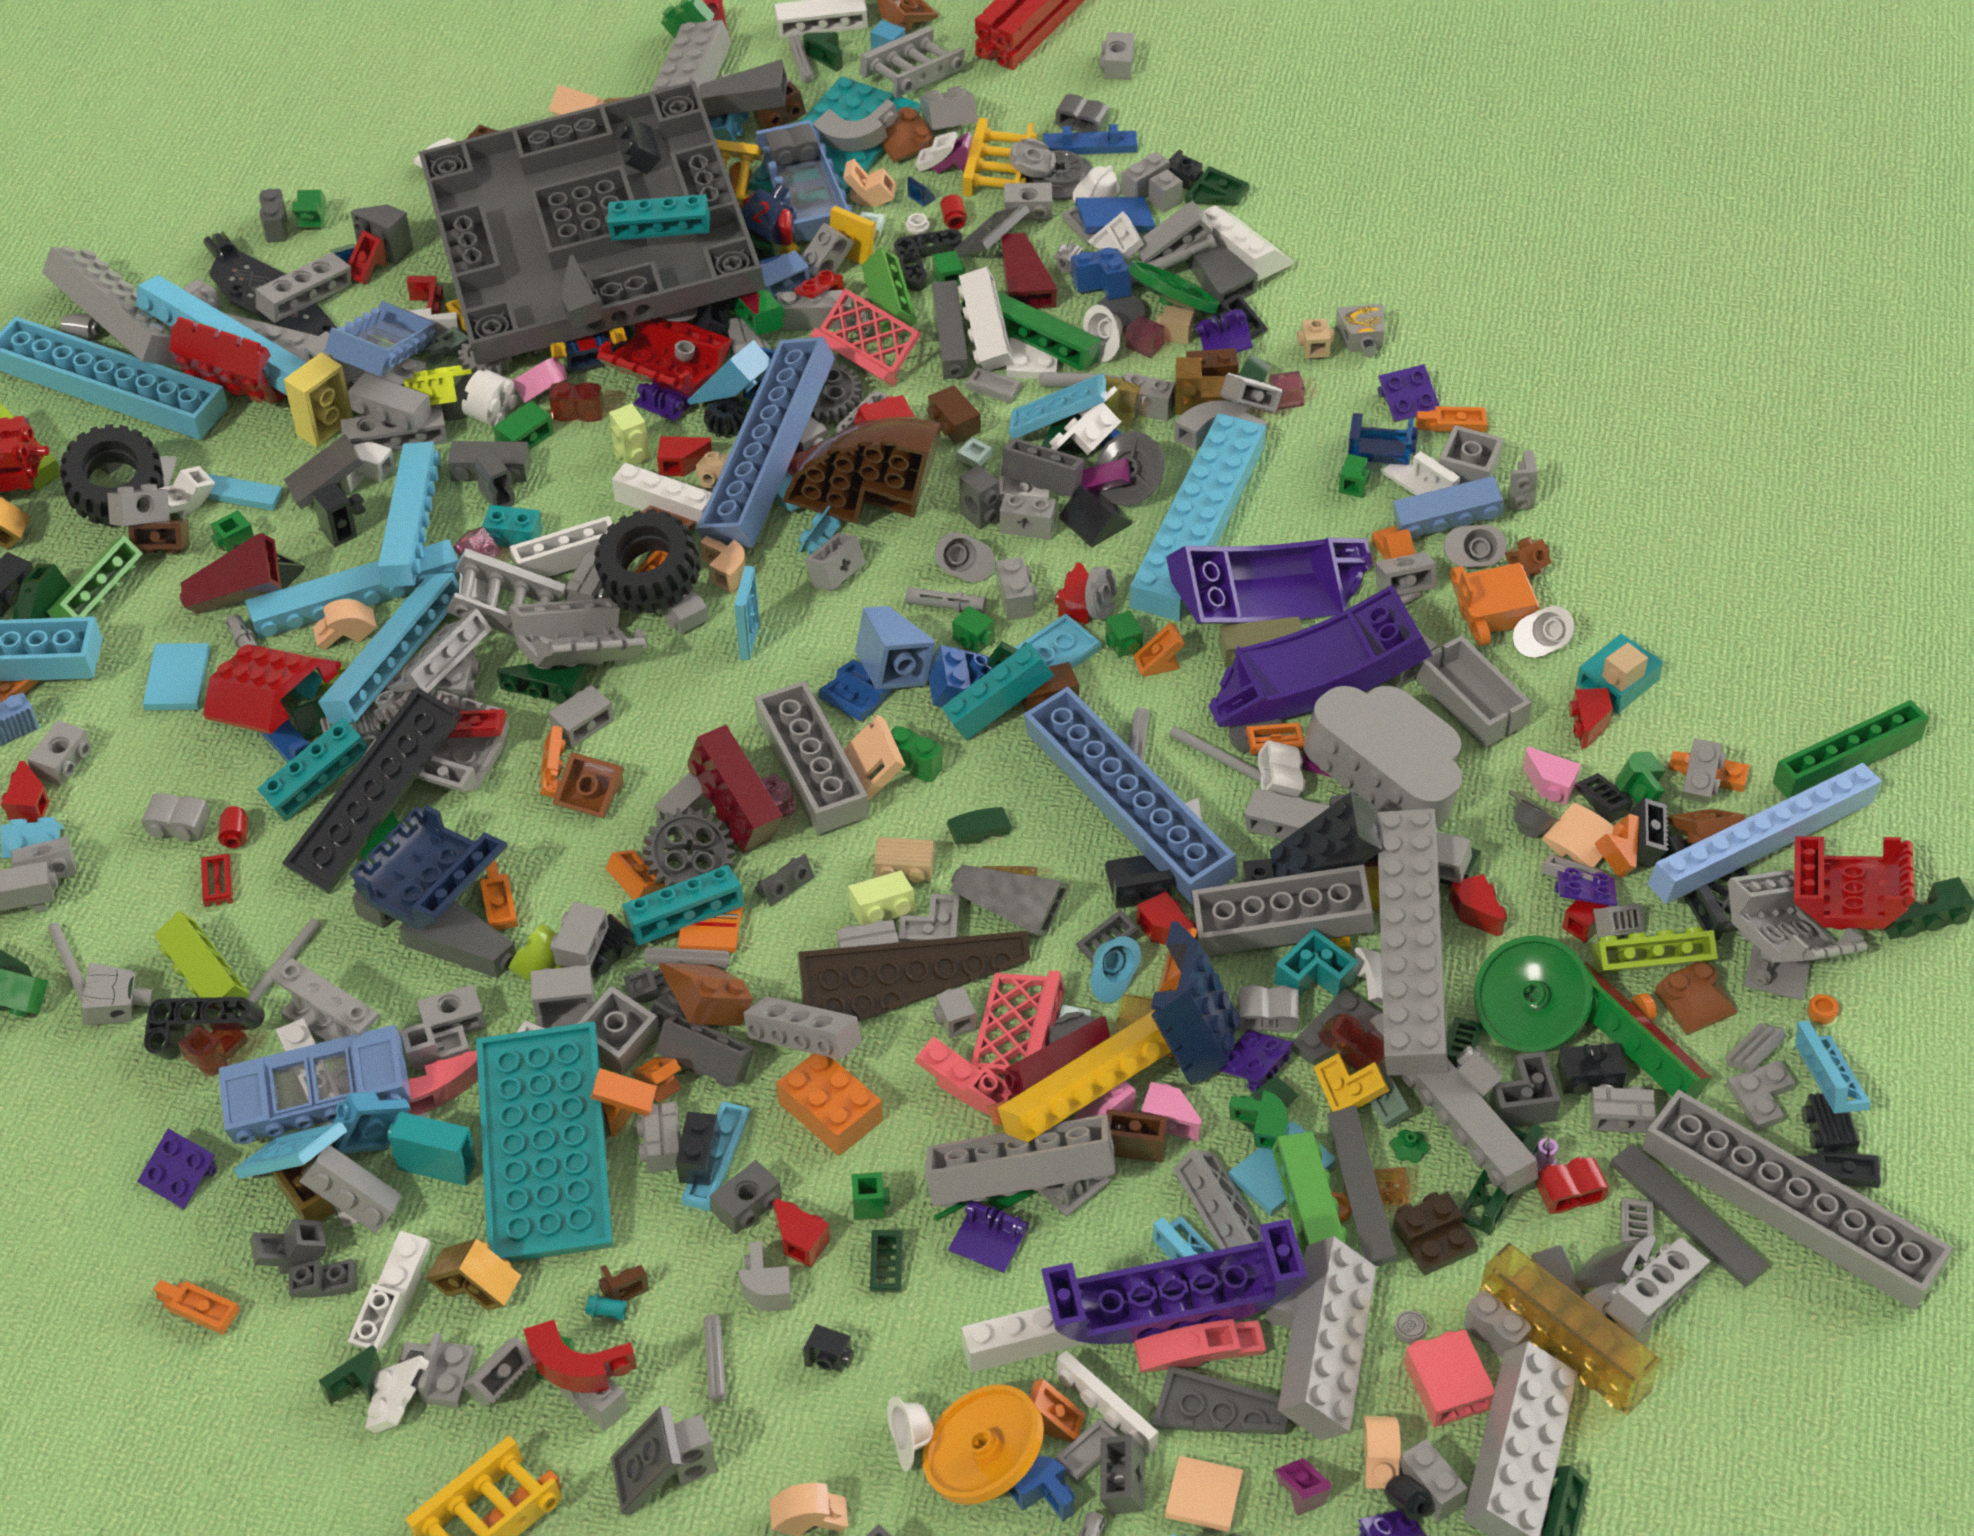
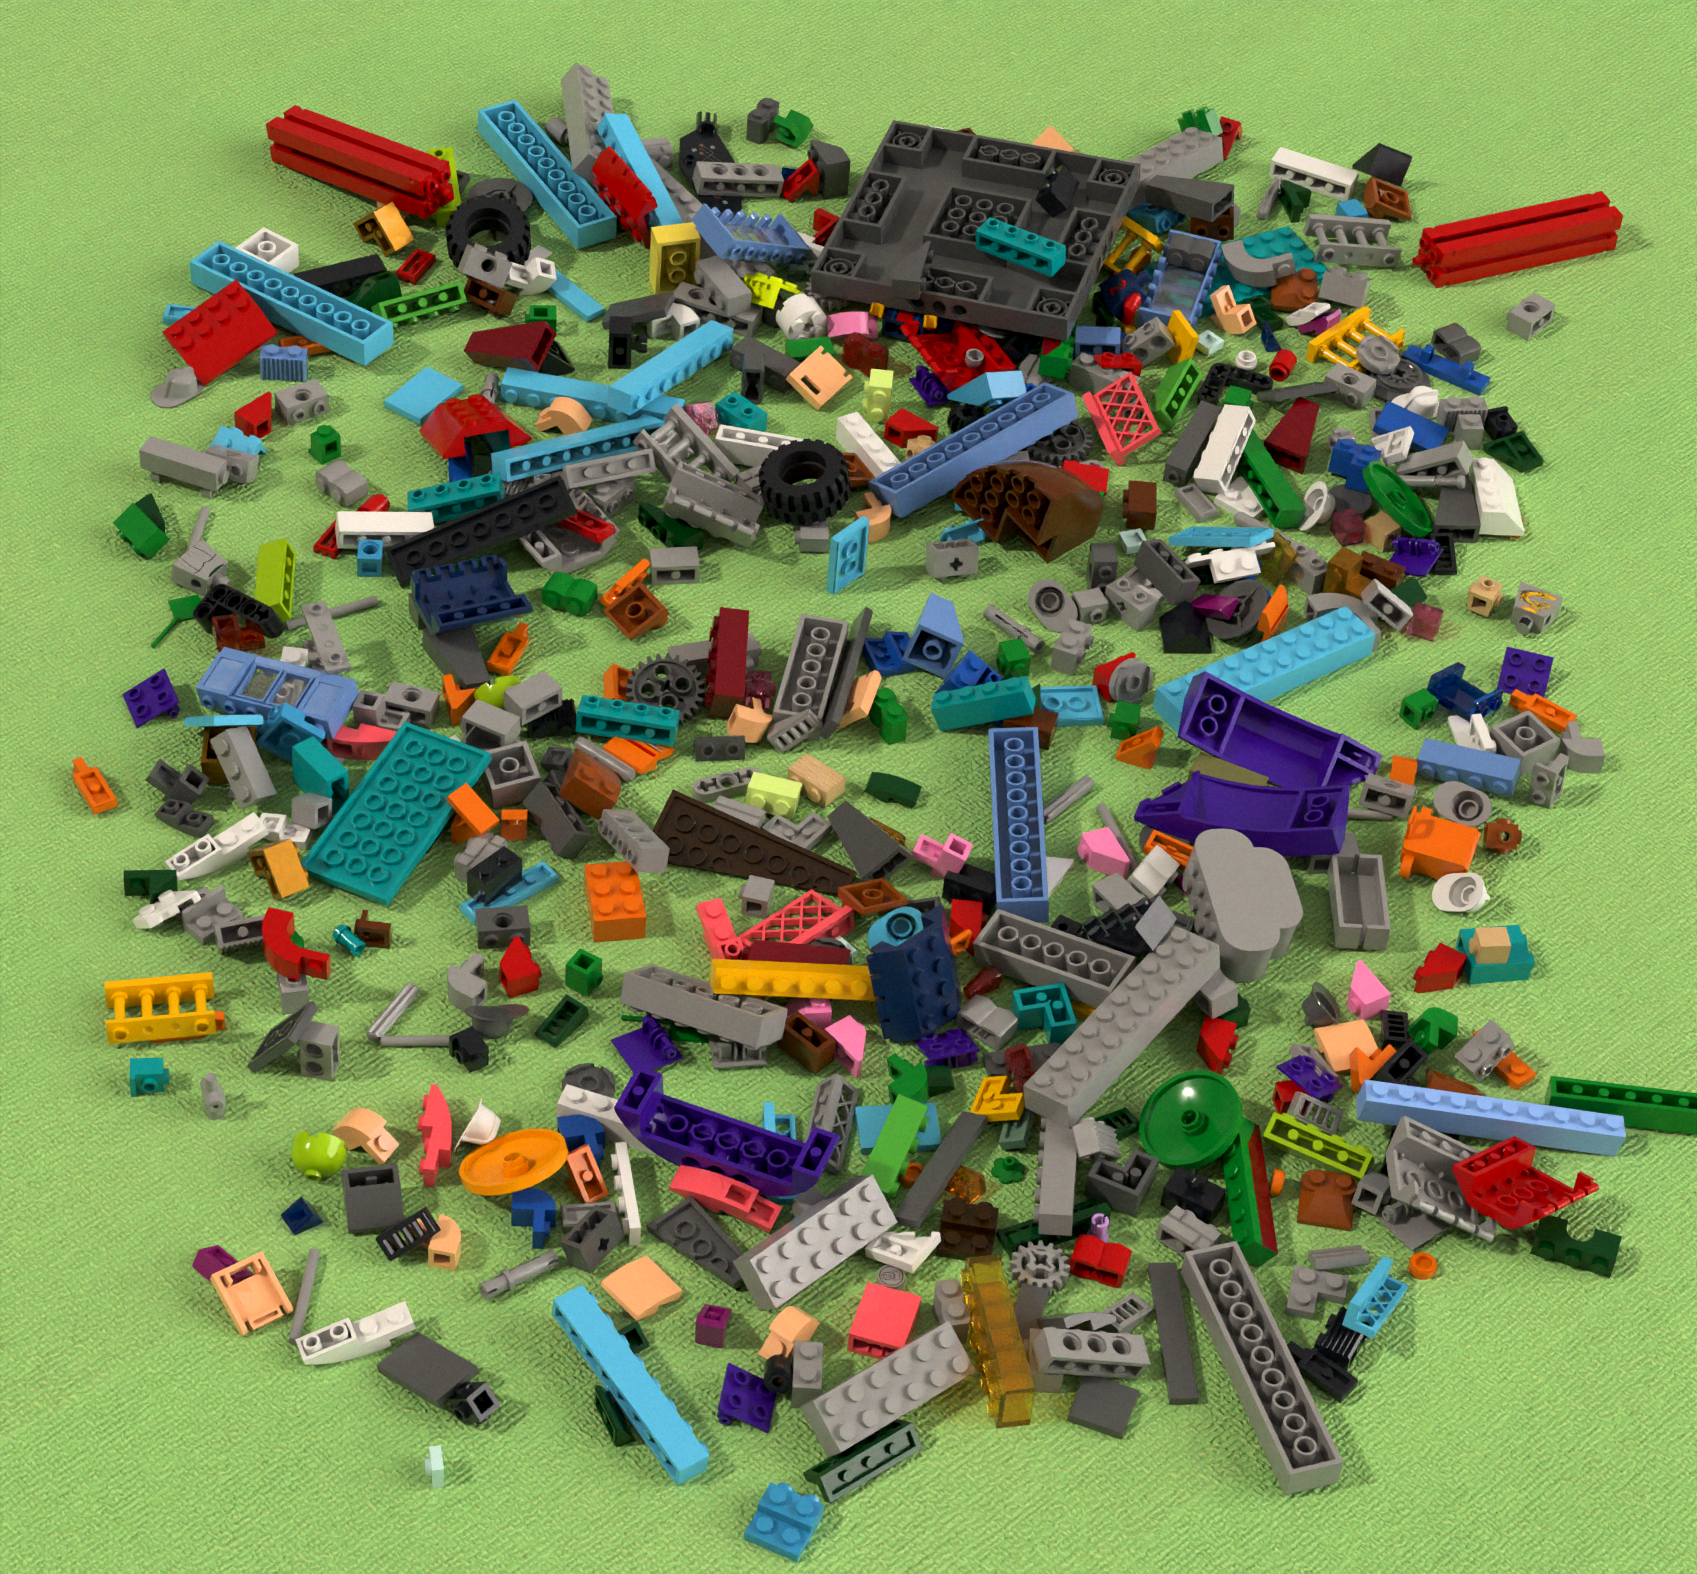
camera: 30 degrees right, 5 degrees down
(51, 558) = (419, 267): none -> red tile
(73, 419) = (504, 188): none -> dark grey piece
(119, 782) = (325, 438): none -> green brick
(123, 1048) = (182, 610): none -> green piece
(261, 844) = (385, 526): none -> white brick
(274, 881) = (370, 558): none -> dark azure brick
(442, 1229) = (281, 829): none -> white slope
(452, 1191) = (311, 810): none -> light grey brick
(492, 985) = (456, 700): none -> orange slope
(505, 804) = (570, 594): none -> green brick
(556, 441) = (823, 374): none -> light nougat container
(766, 1371) = (428, 1040): none -> light grey bar
(795, 836) = (749, 721): none -> light nougat brick
(822, 925) = (739, 778): none -> light grey beam
(826, 1298) = (494, 1021): none -> dark grey piece
(845, 820) = (783, 740): none -> light grey slope
(850, 741) = (846, 673): none -> dark grey tile
(874, 1458) = (436, 1135): none -> coral slope
(897, 172) = (1263, 312): none -> dark green slope
(964, 1307) = (591, 1079): none -> dark grey tile
(997, 536) = (1091, 605): none -> light grey brick
(1014, 1367) = (583, 1130): none -> blue brick
(1065, 948) = (871, 897): none -> dark orange slope
(1091, 867) = (942, 857): none -> bright pink brick
(1170, 470) = (1274, 614): none -> orange slope
(1220, 775) = (1103, 852): none -> bright pink slope
(1230, 969) = (984, 982): none -> clear red cone
(1401, 1290) = (902, 1249): none -> white wing
(1518, 438) = (1583, 754): none -> light grey brick
(1529, 1226) = (1040, 1266): none -> light grey gear
(1698, 1329) = (1103, 1406): none -> dark grey tile
(1732, 965) = (1372, 1192): none -> light grey brick

